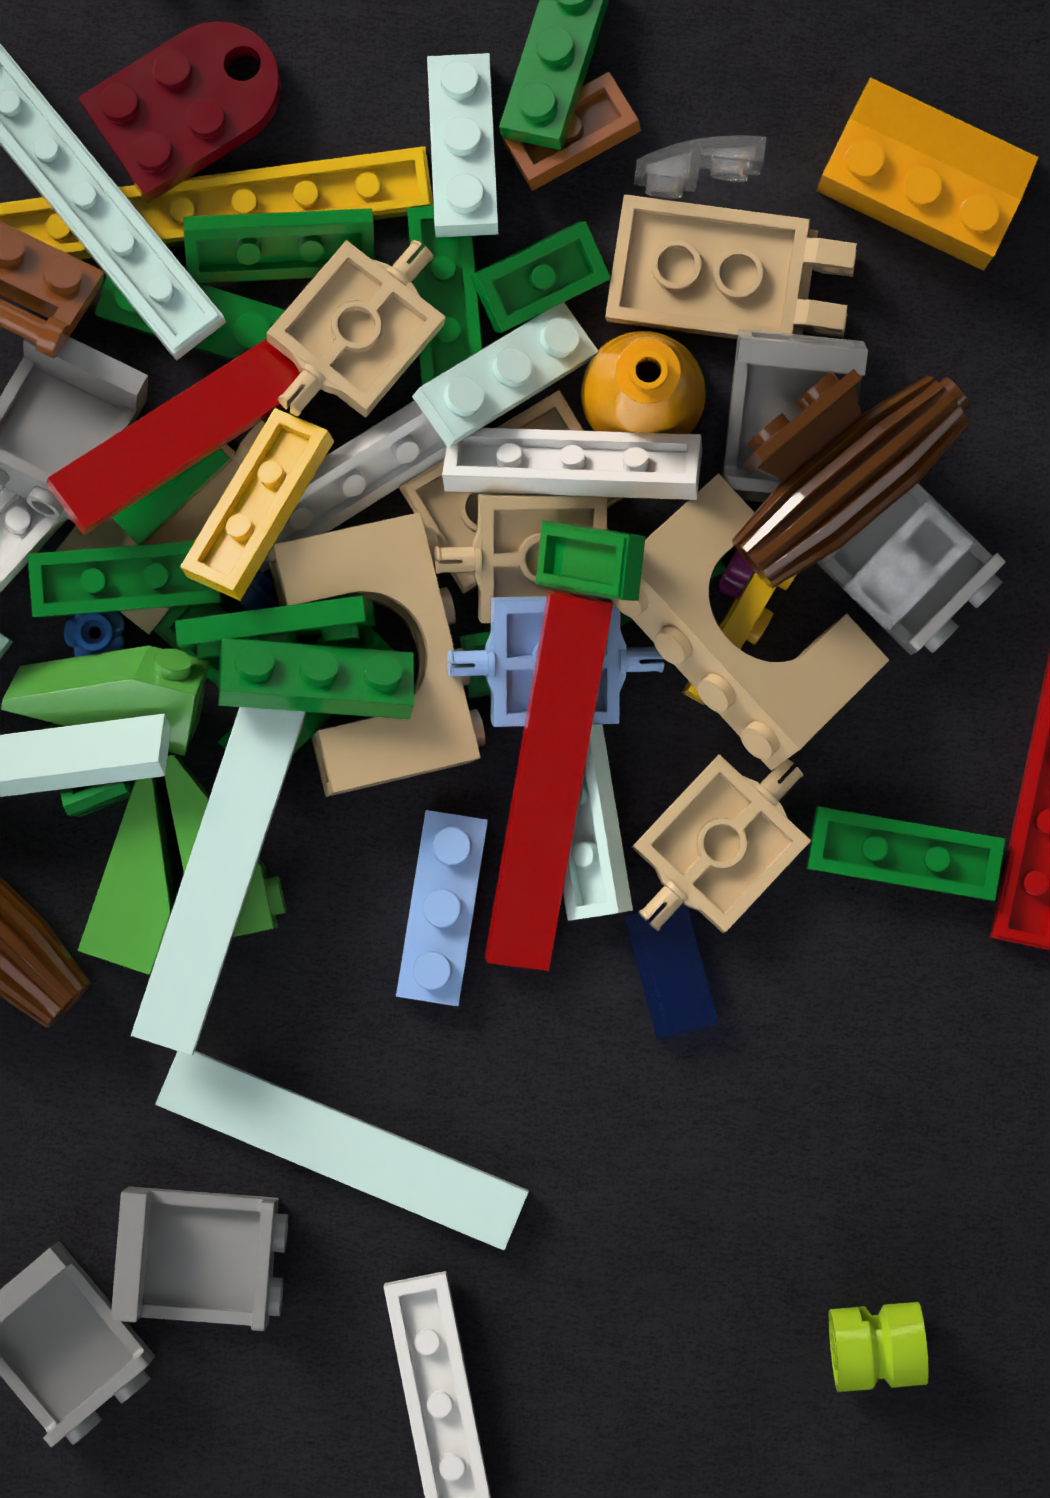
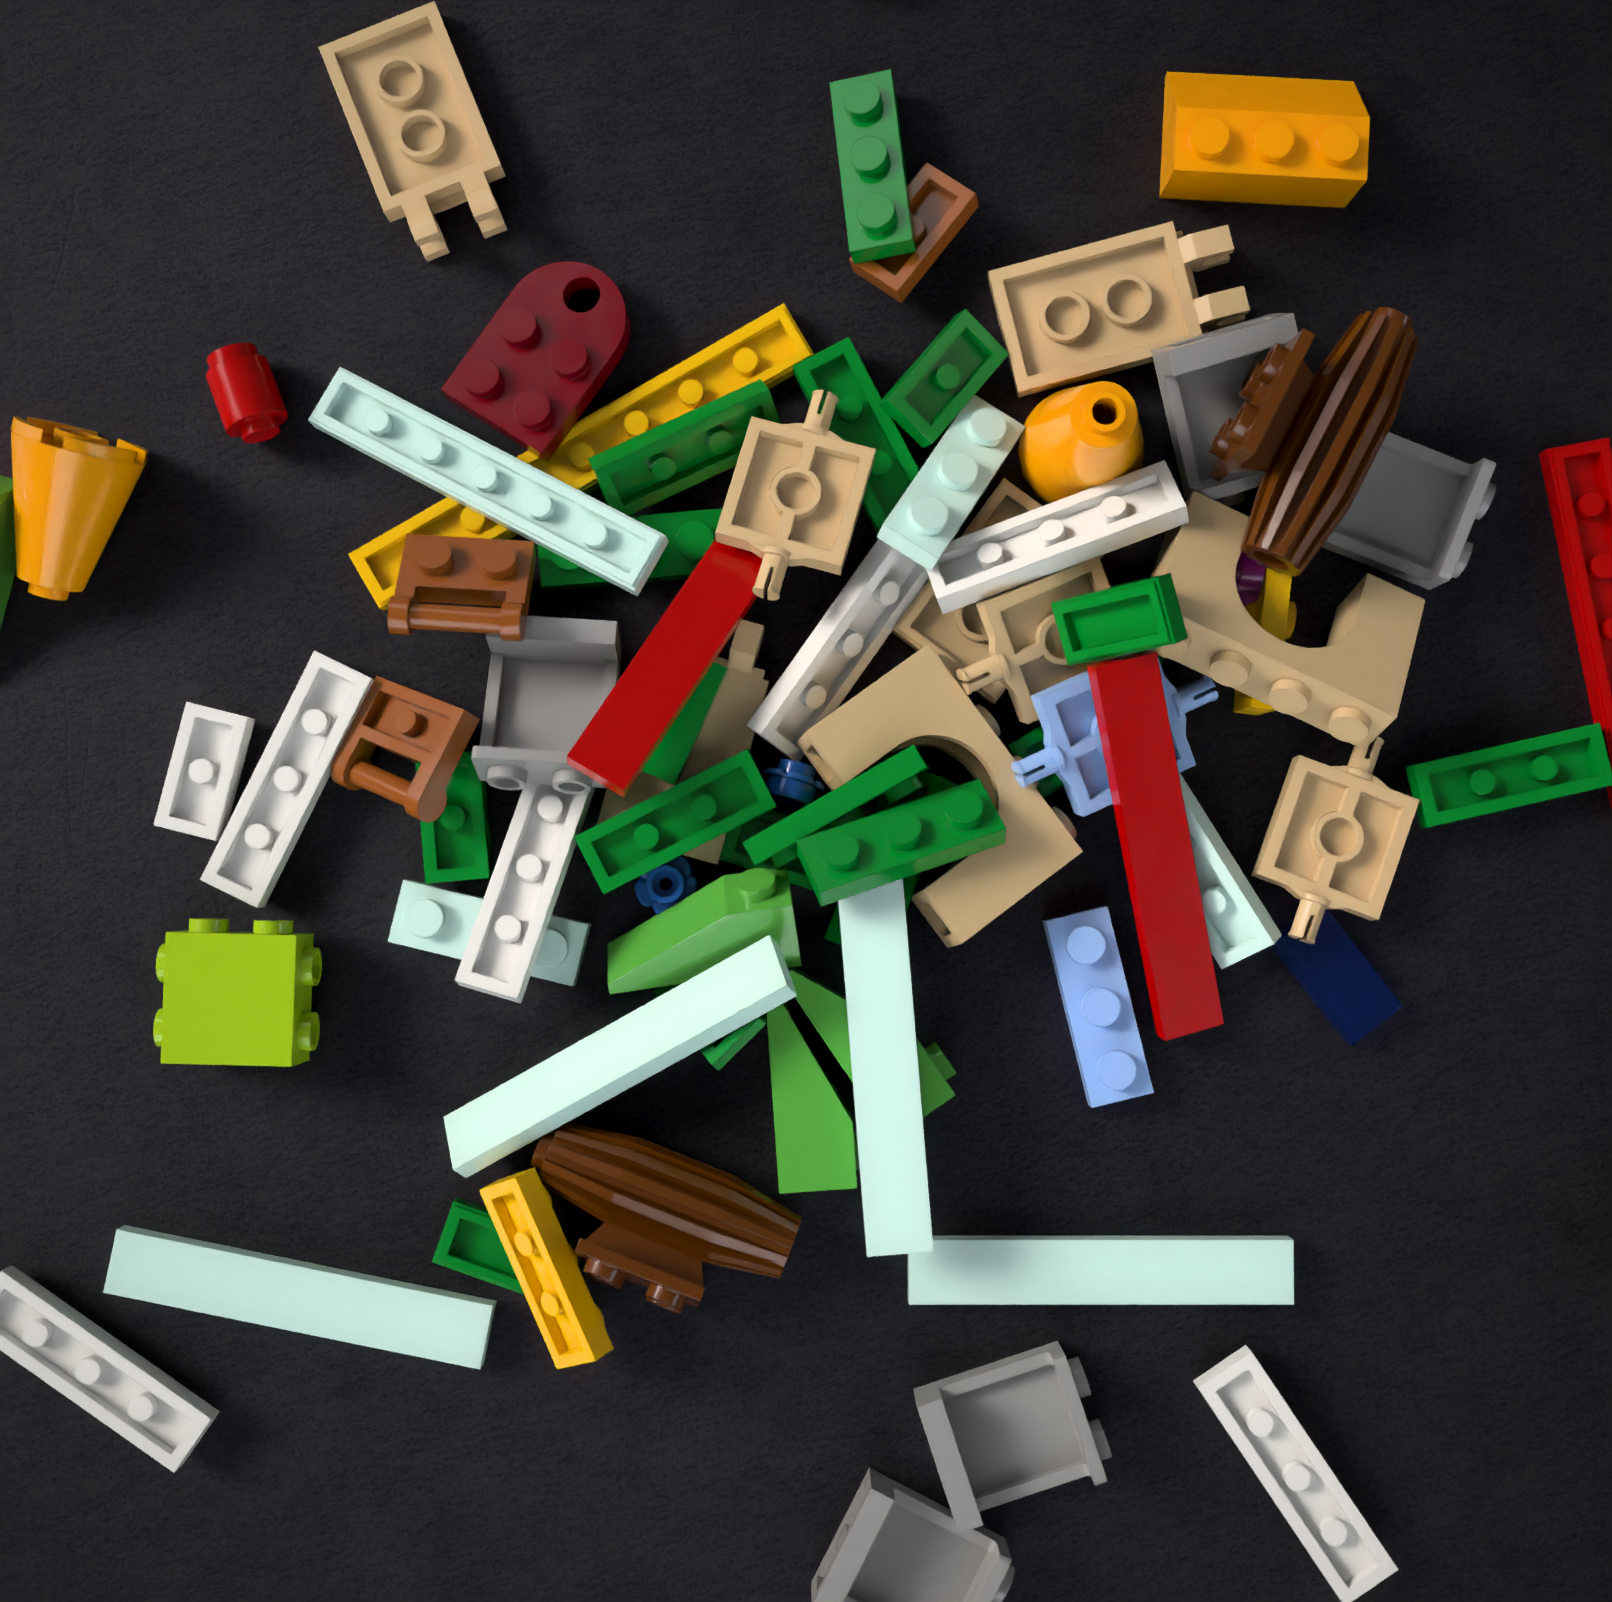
camera: 25 degrees left, 0 degrees up
(257, 504) = (774, 699): yellow plate -> none
(462, 145) = (820, 286): light aqua plate -> none
(676, 167) = (1032, 221): clear slope -> none
(909, 564) = (1410, 499): clear slope -> none

